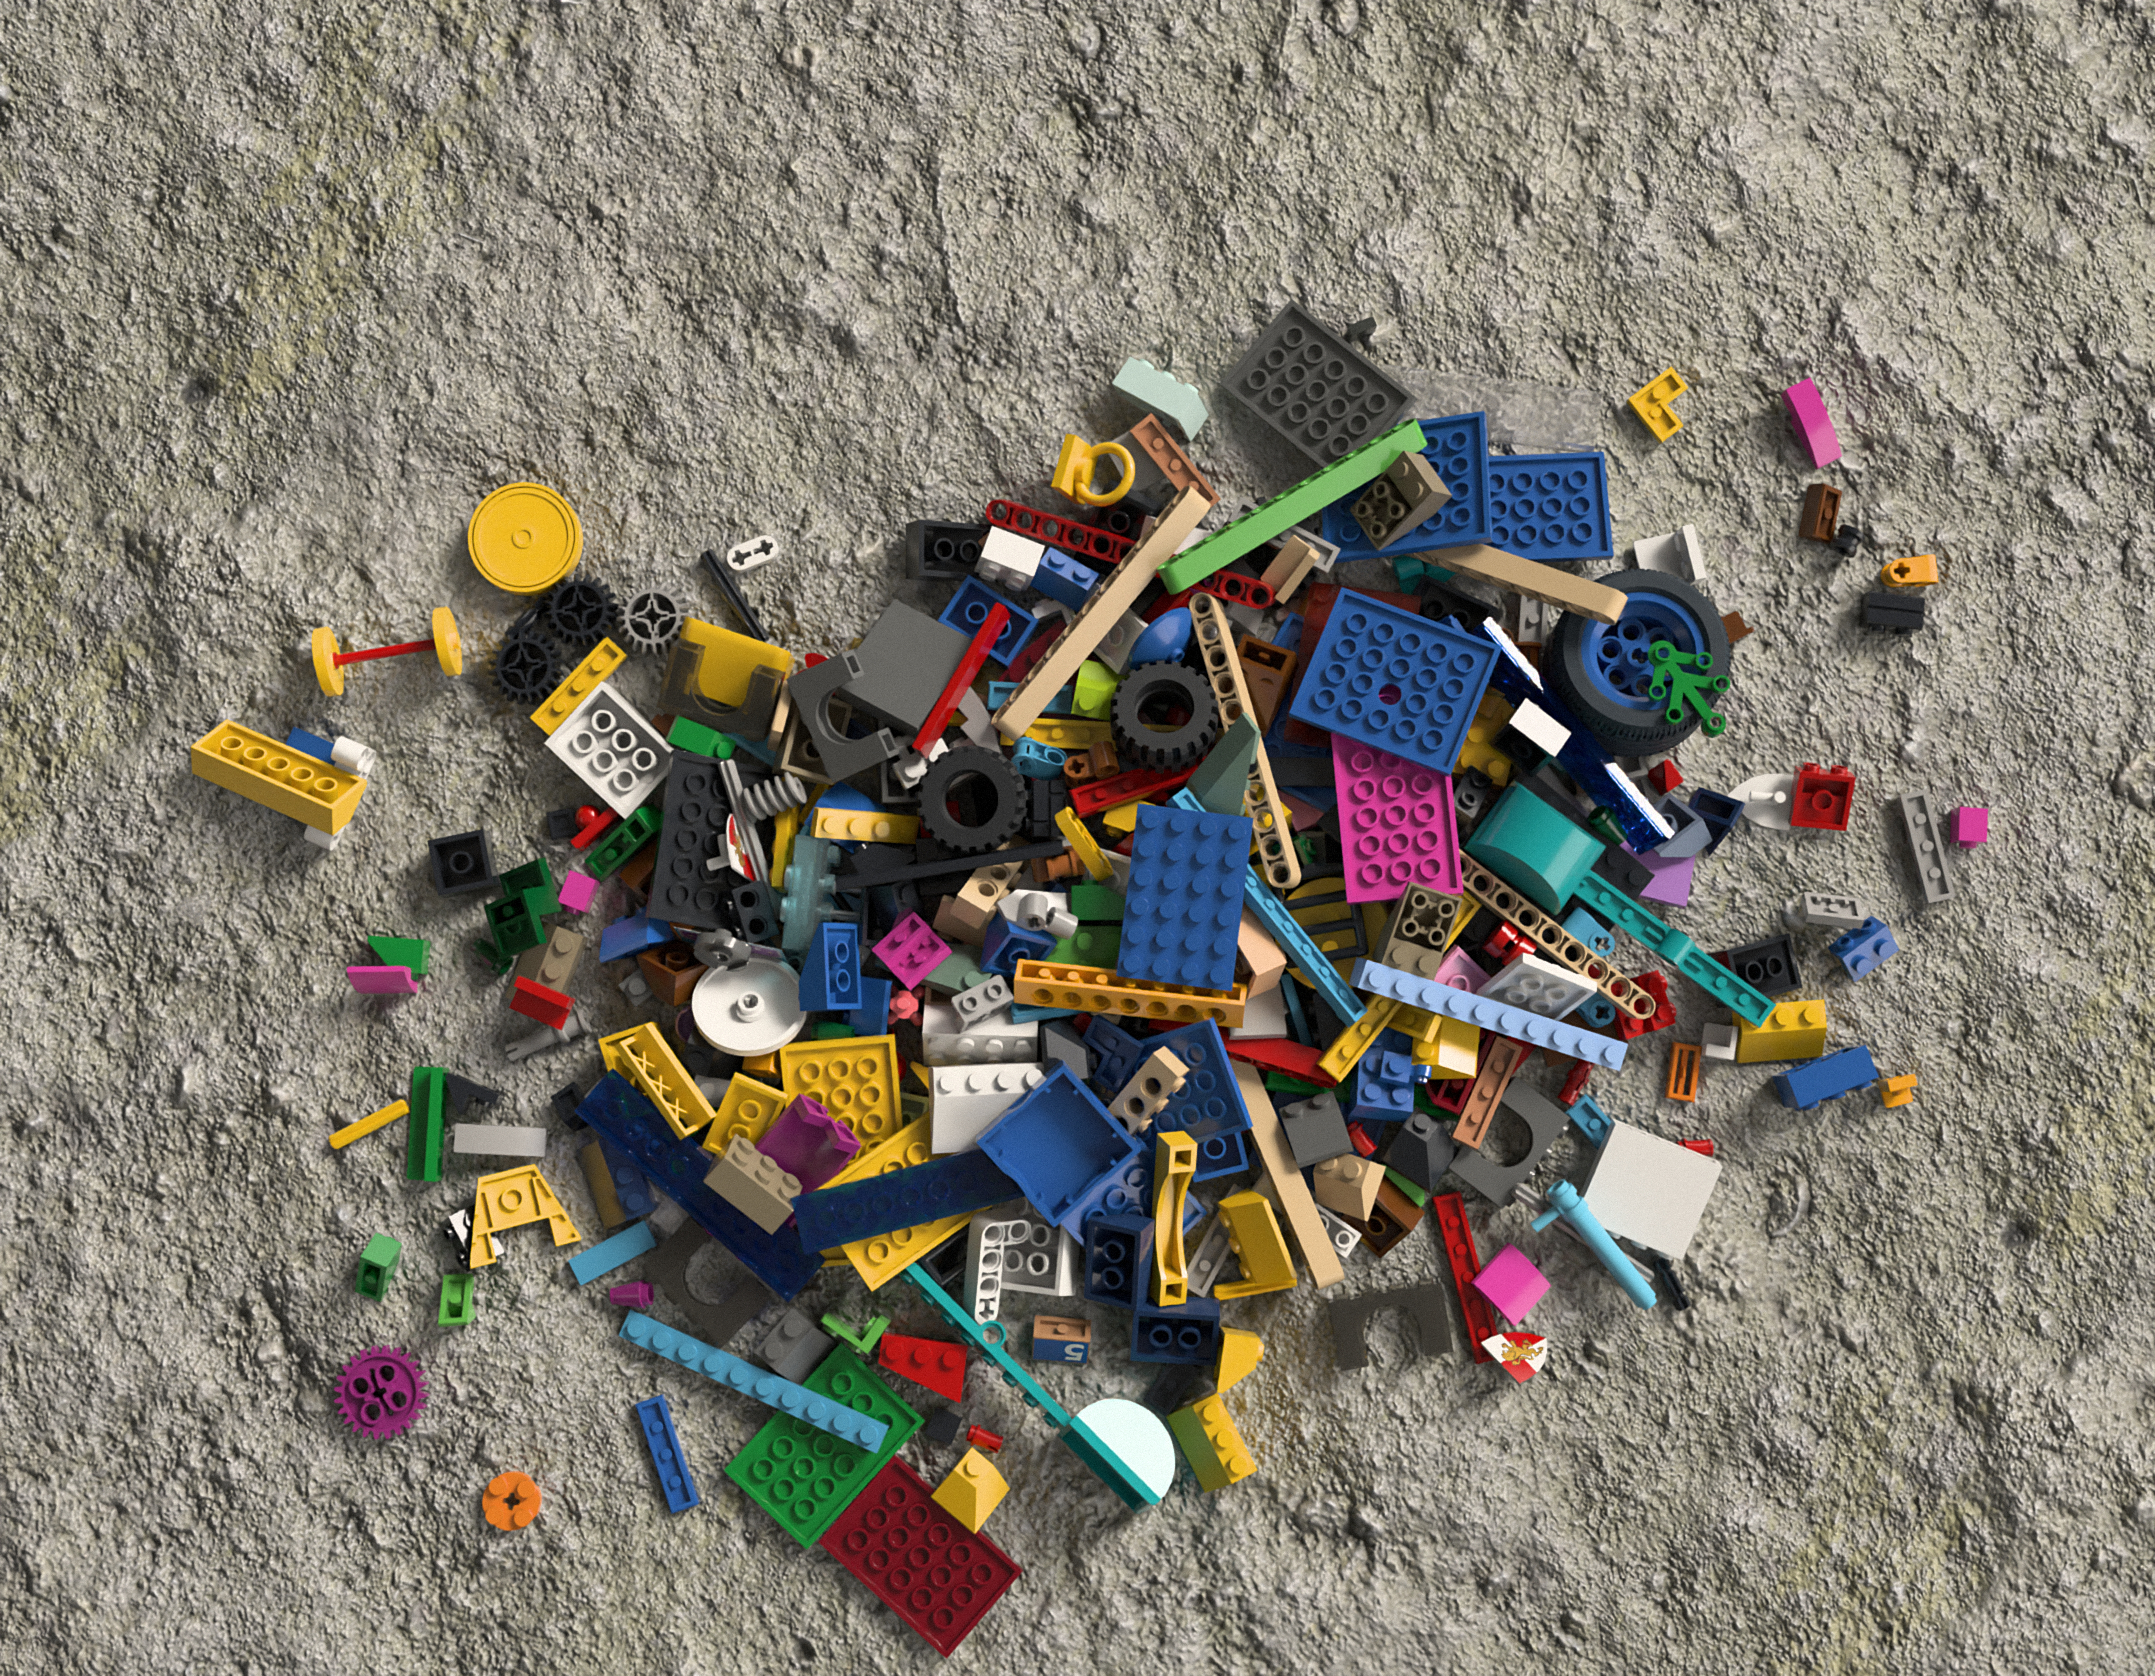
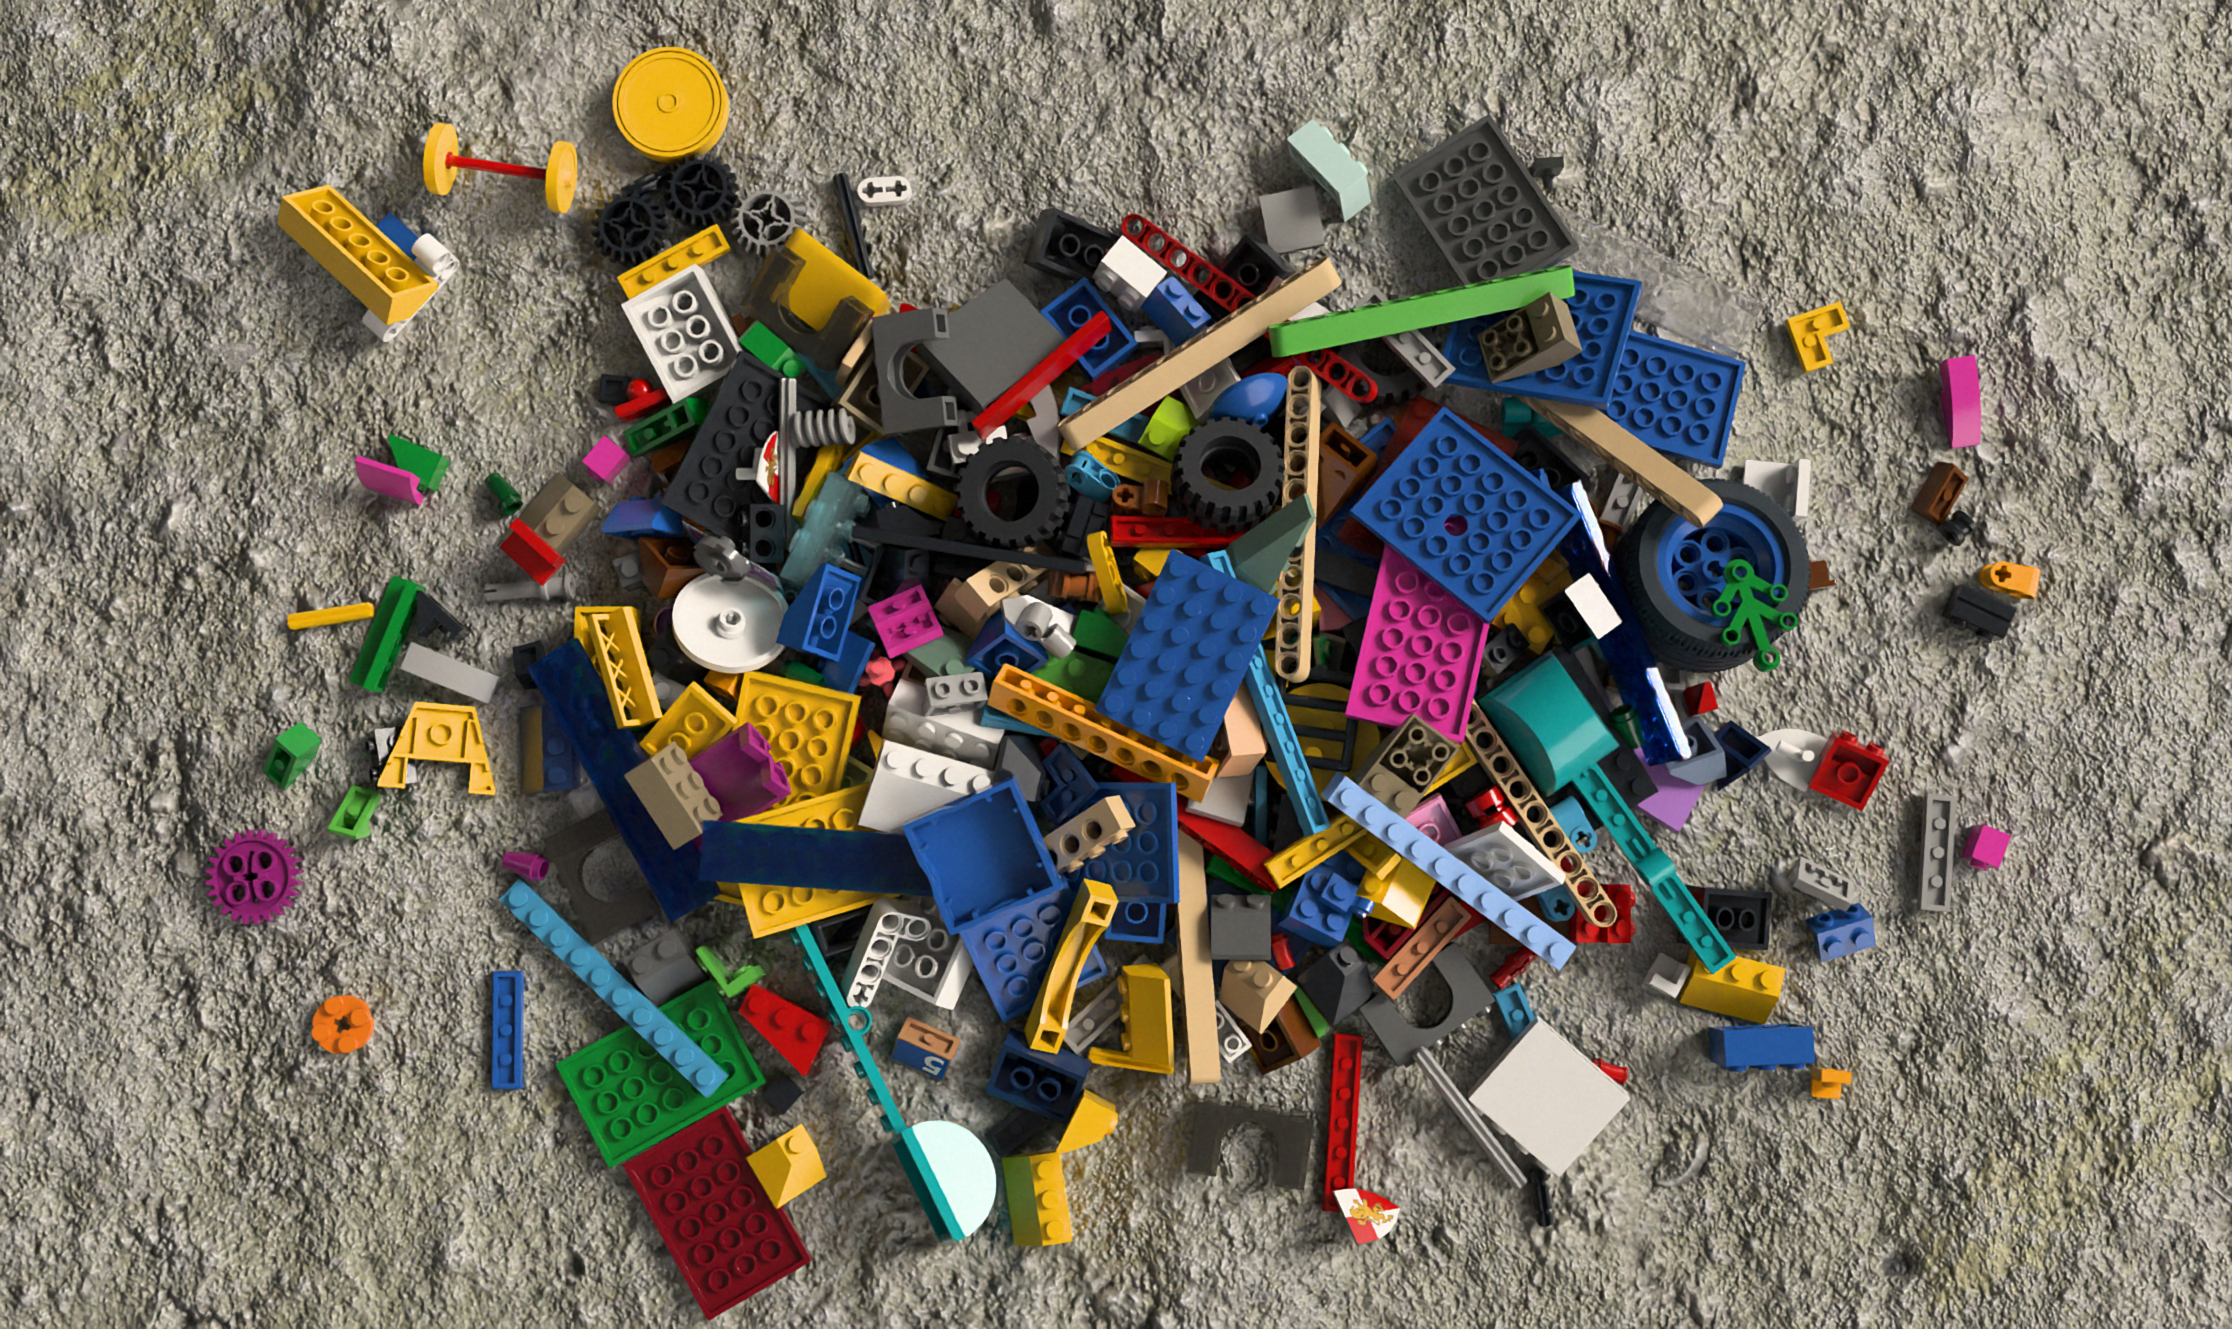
camera: 20 degrees right, 0 degrees up
(463, 863) = (505, 395): black brick -> none
(517, 916) = (538, 461): dark green bracket -> none
(612, 1252) = (521, 817): dark azure tile -> none
(984, 1438) = (817, 1119): red pin -> none
(1077, 469) = (1226, 208): yellow tile -> none
(1119, 1260) = (1006, 990): dark blue slope -> none
(1171, 458) = (1319, 230): nougat plate -> none
(1290, 567) = (1399, 370): tan panel -> none
(1511, 1284) = (1382, 1143): dark pink slope -> none
(1576, 1211) = (1470, 1094): medium azure cylinder -> none
(1690, 1097) = (1611, 989): orange tile -> none

